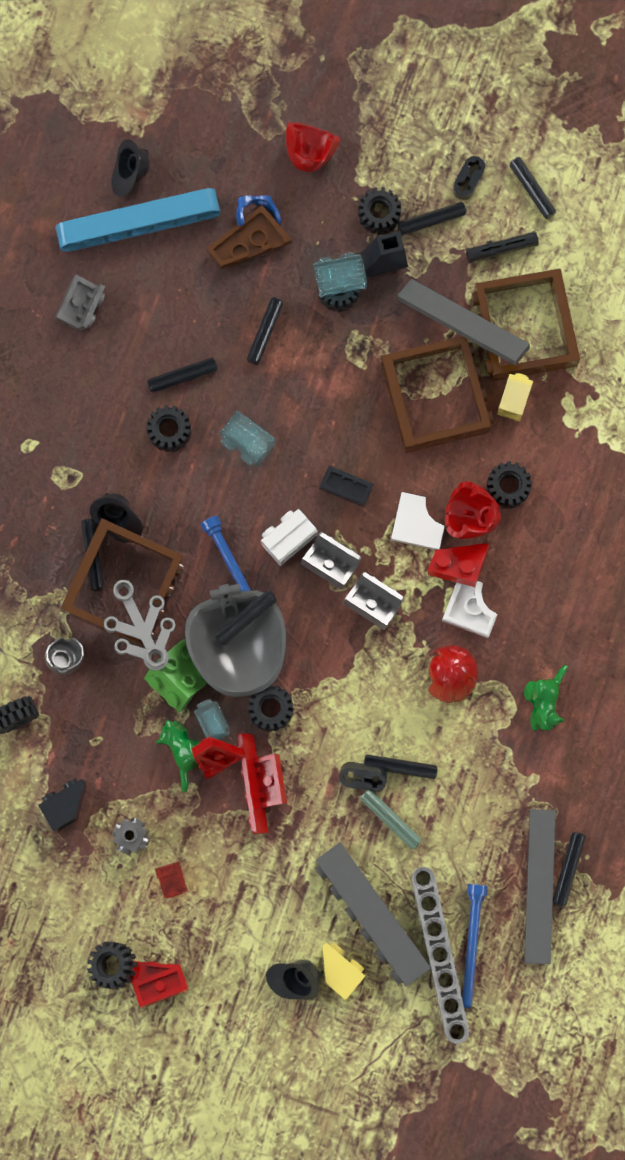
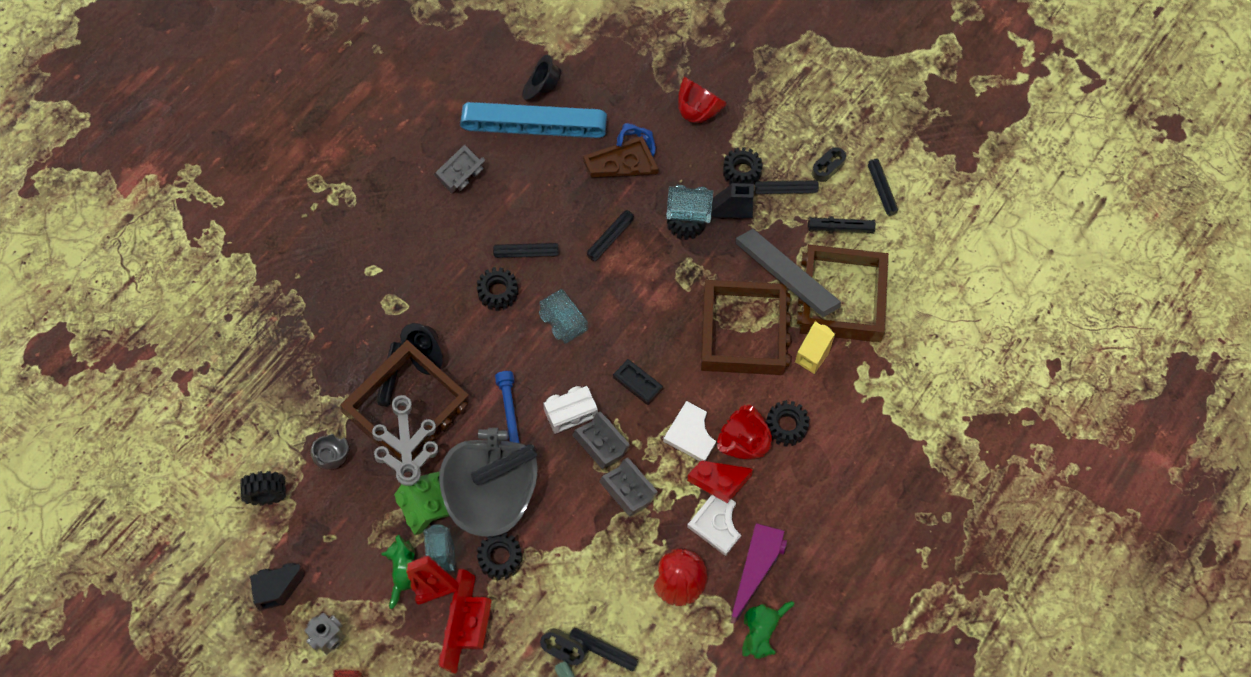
camera: 15 degrees right, 15 degrees down
(523, 627) = (761, 557): none -> magenta slope

